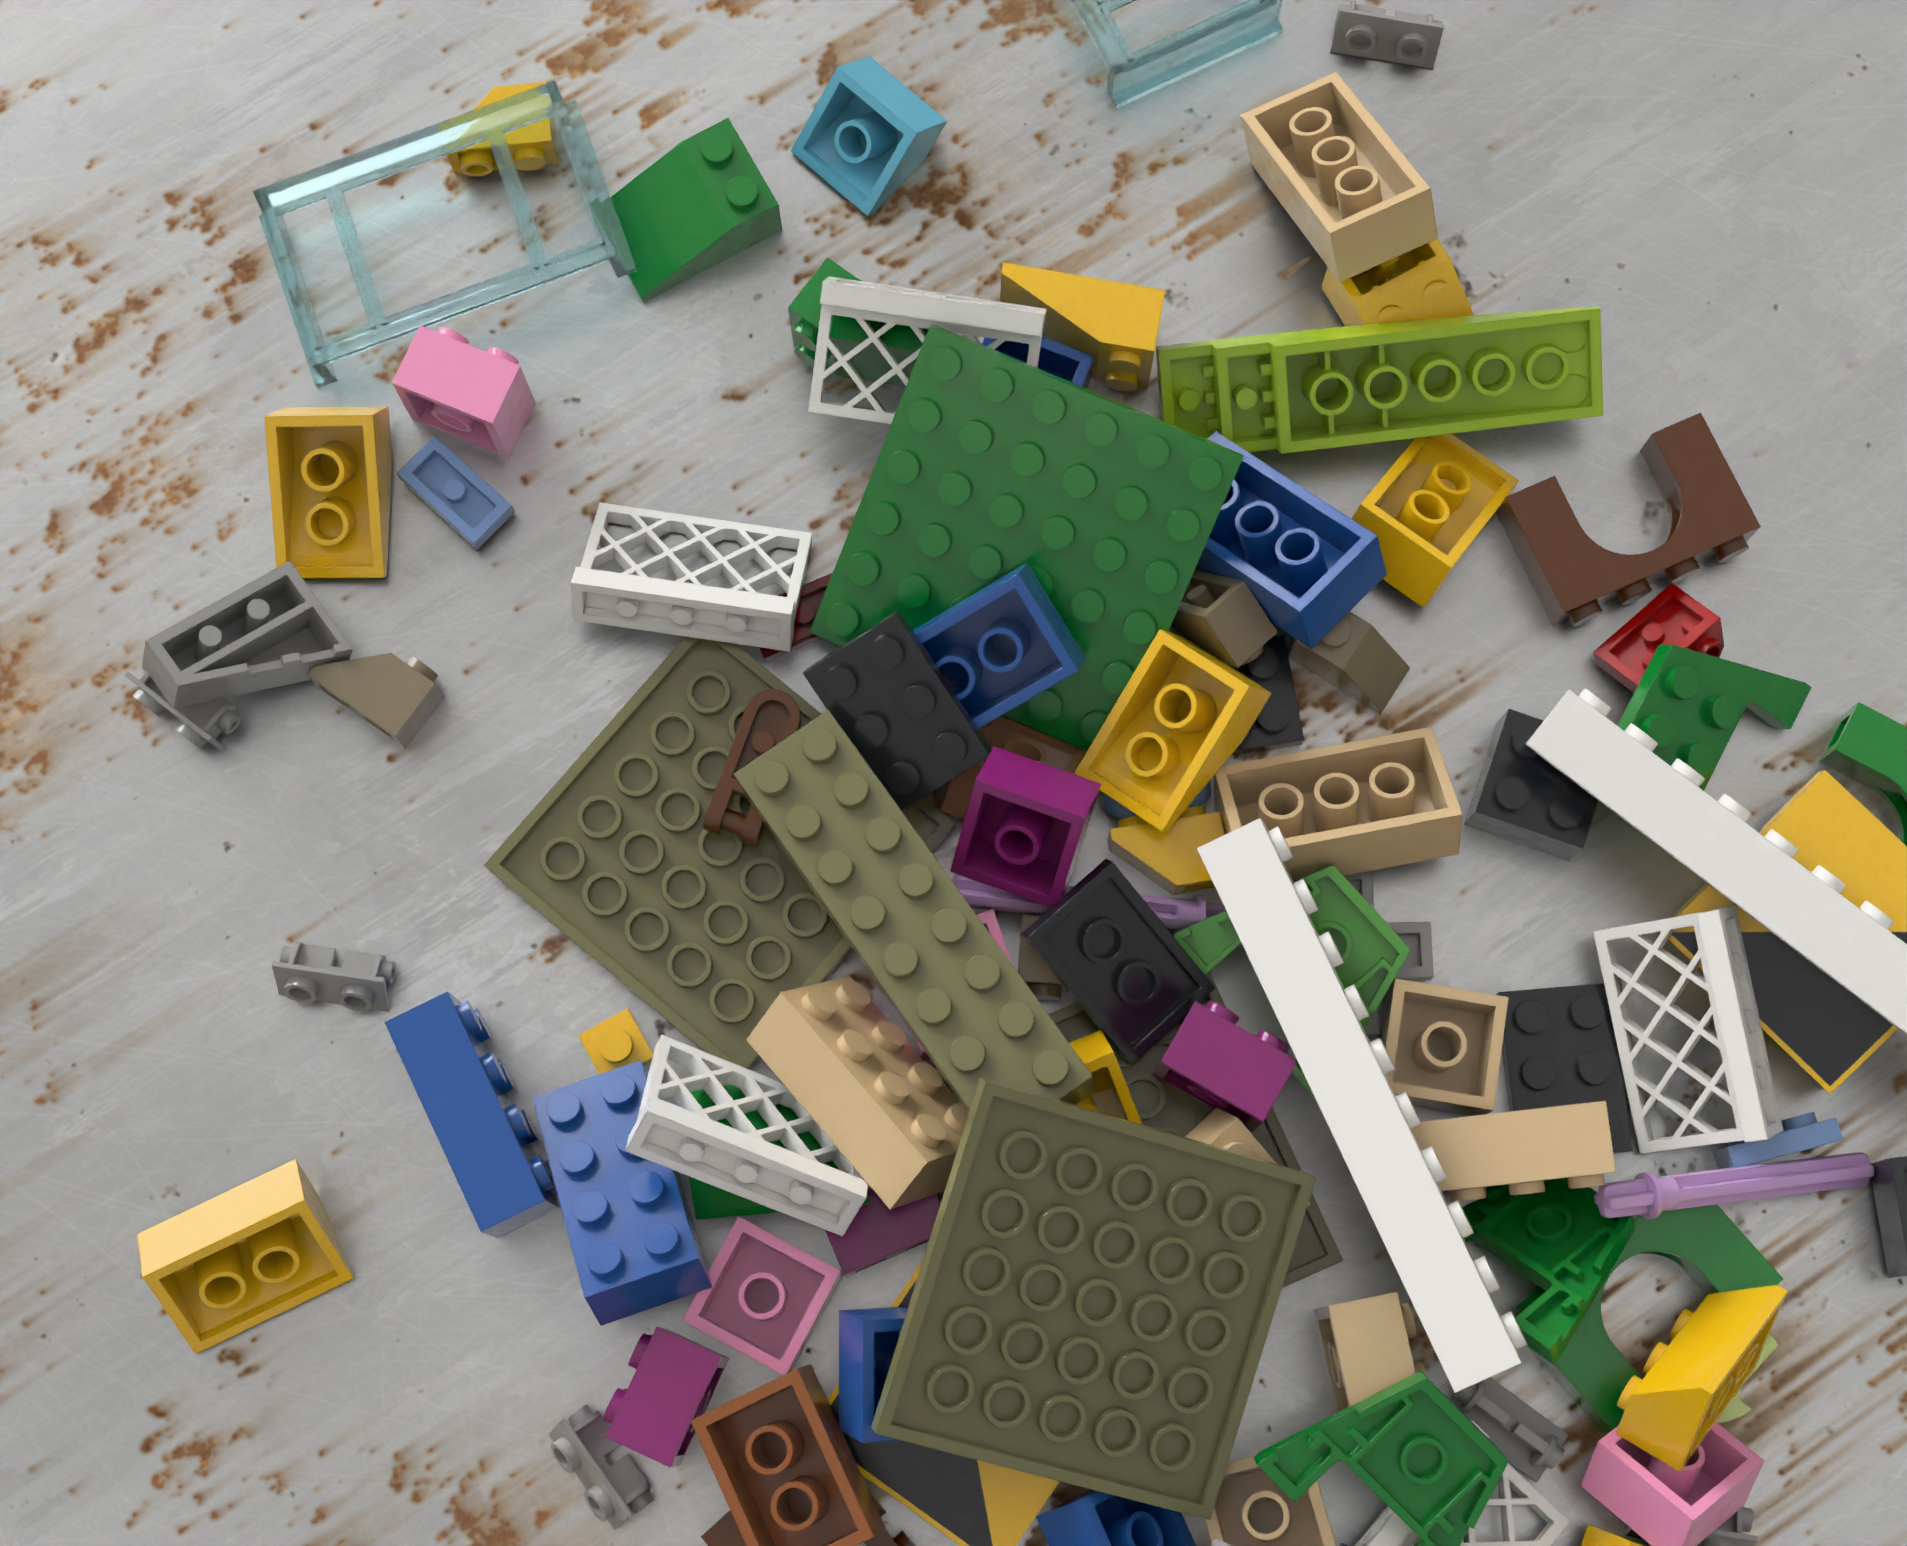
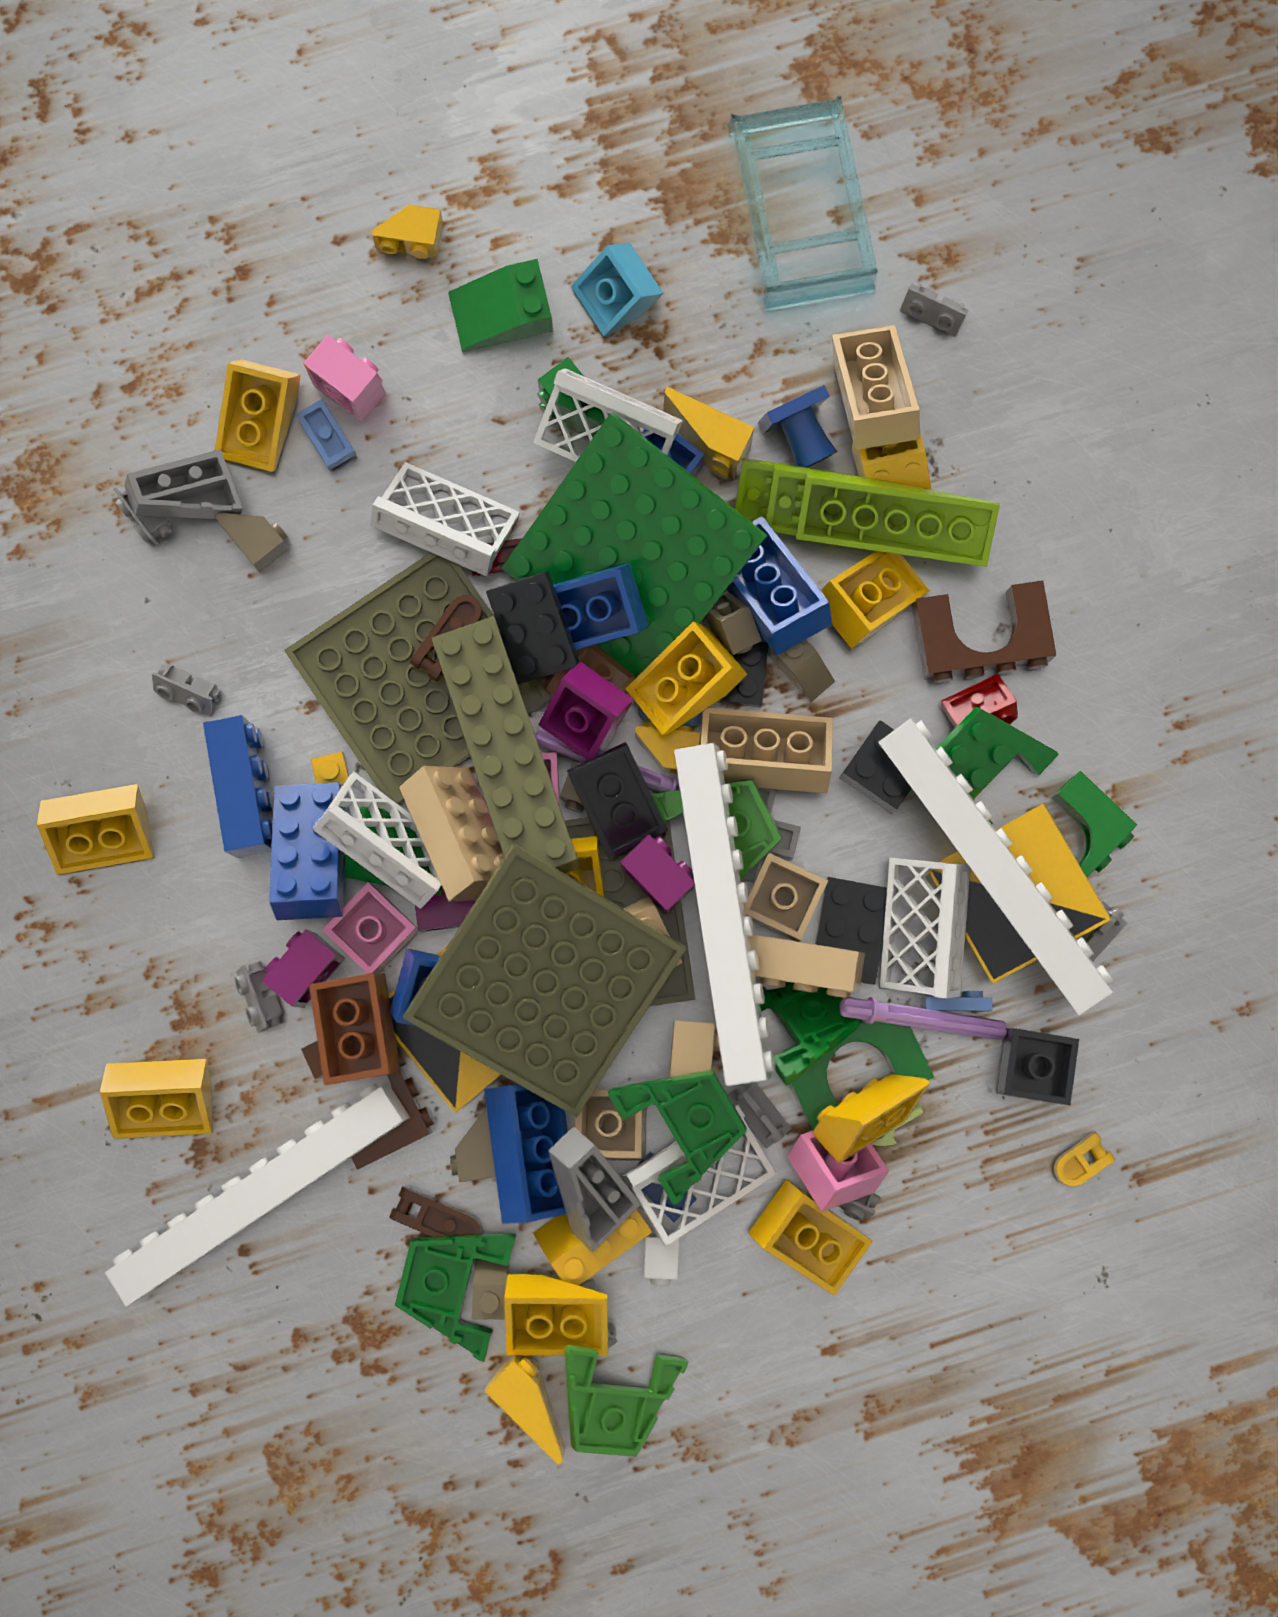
camera: 15 degrees right, 5 degrees up
(412, 150) = (358, 229): clear light blue piece -> none
(1235, 273) = (801, 427): none -> blue plant

